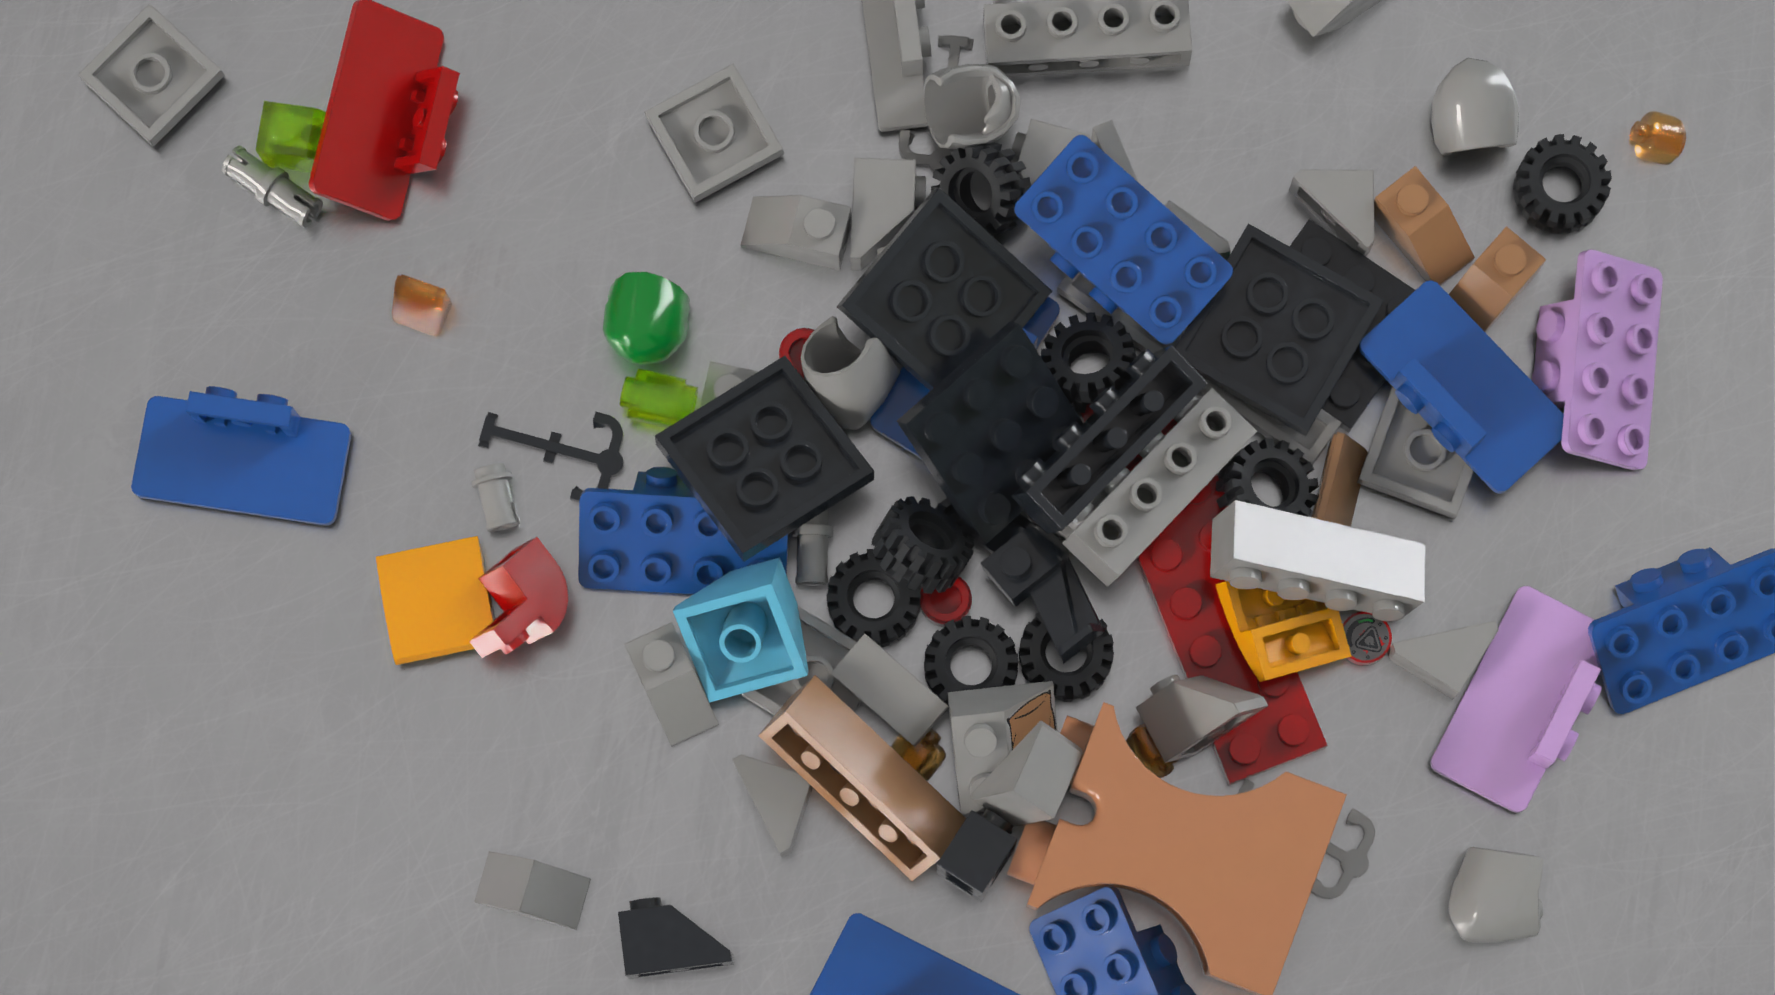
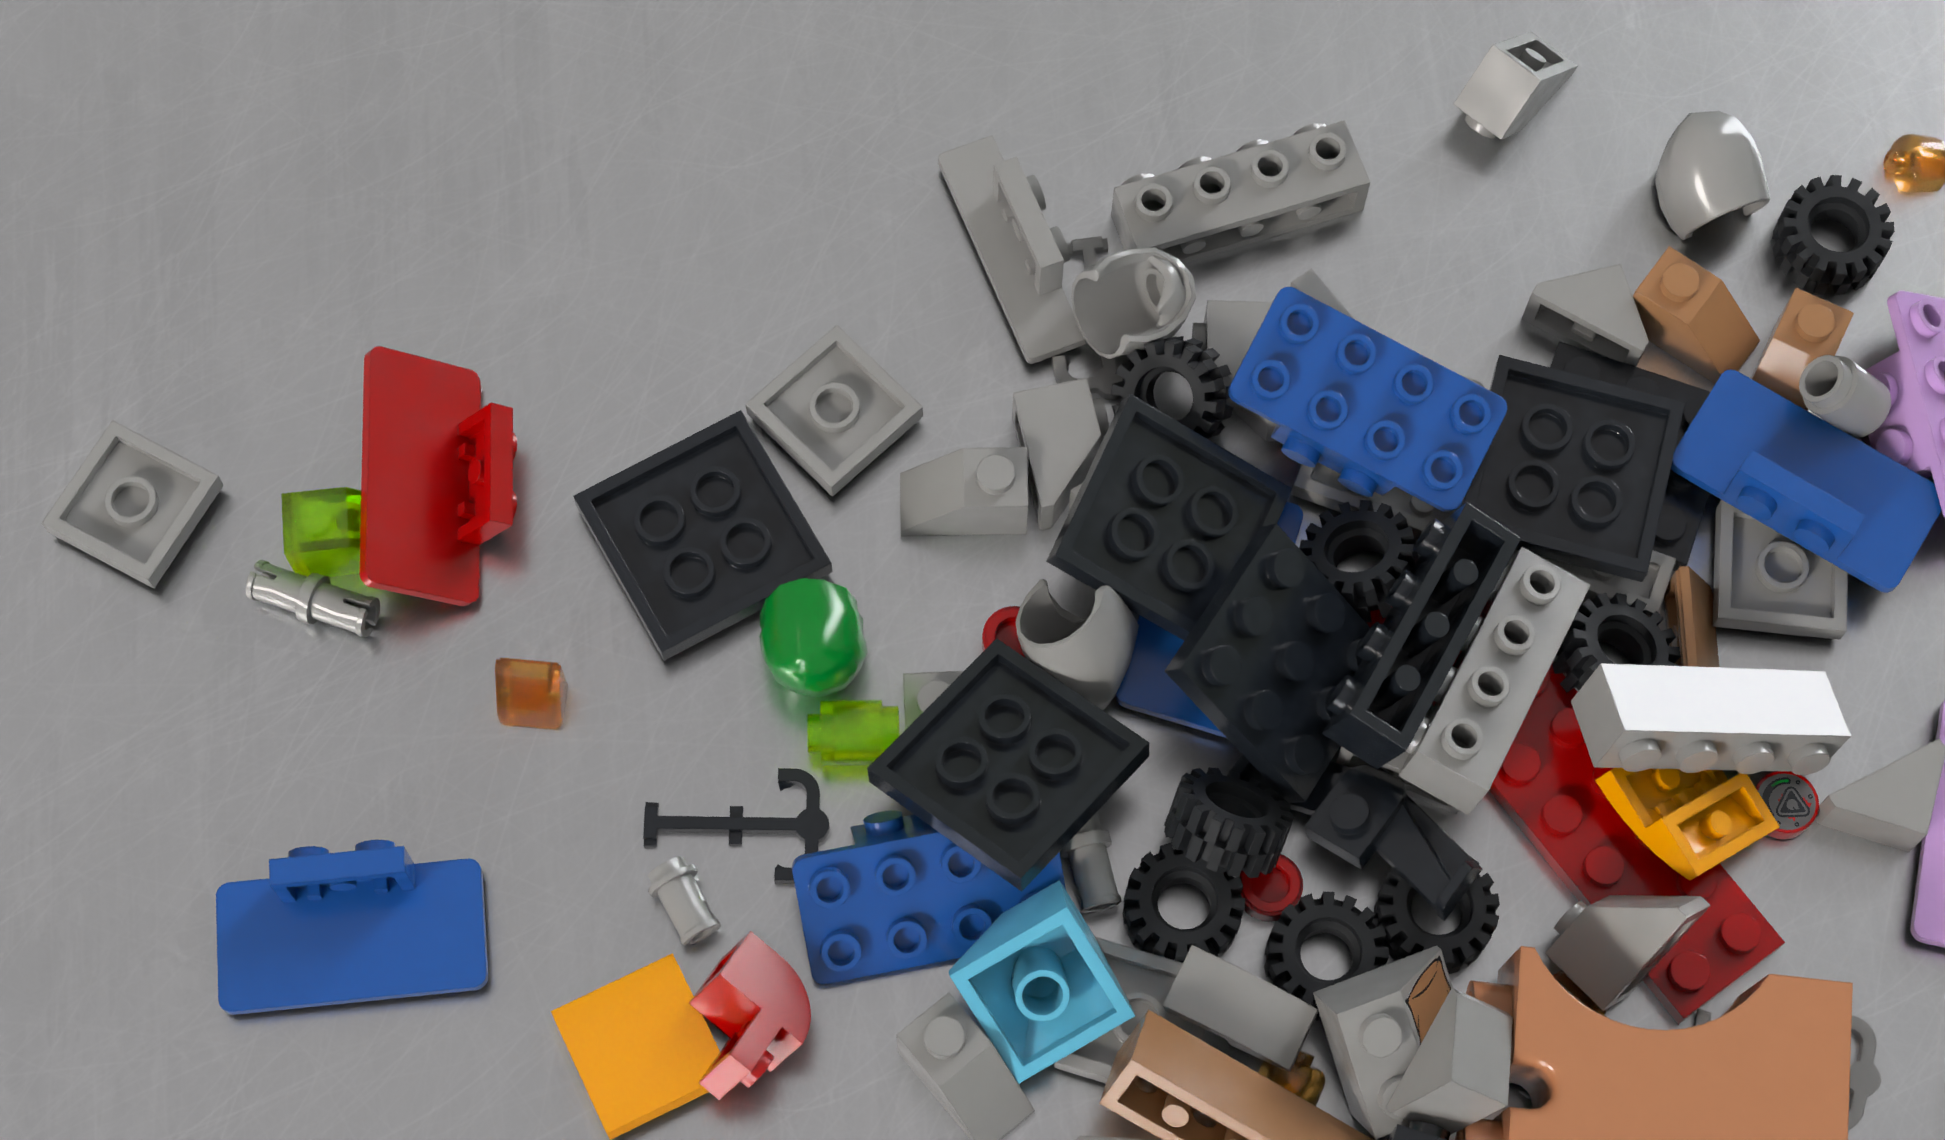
camera: 20 degrees left, 10 degrees down
(584, 209) = (701, 533): none -> black plate
(1514, 326) = (1845, 395): none -> light grey brick

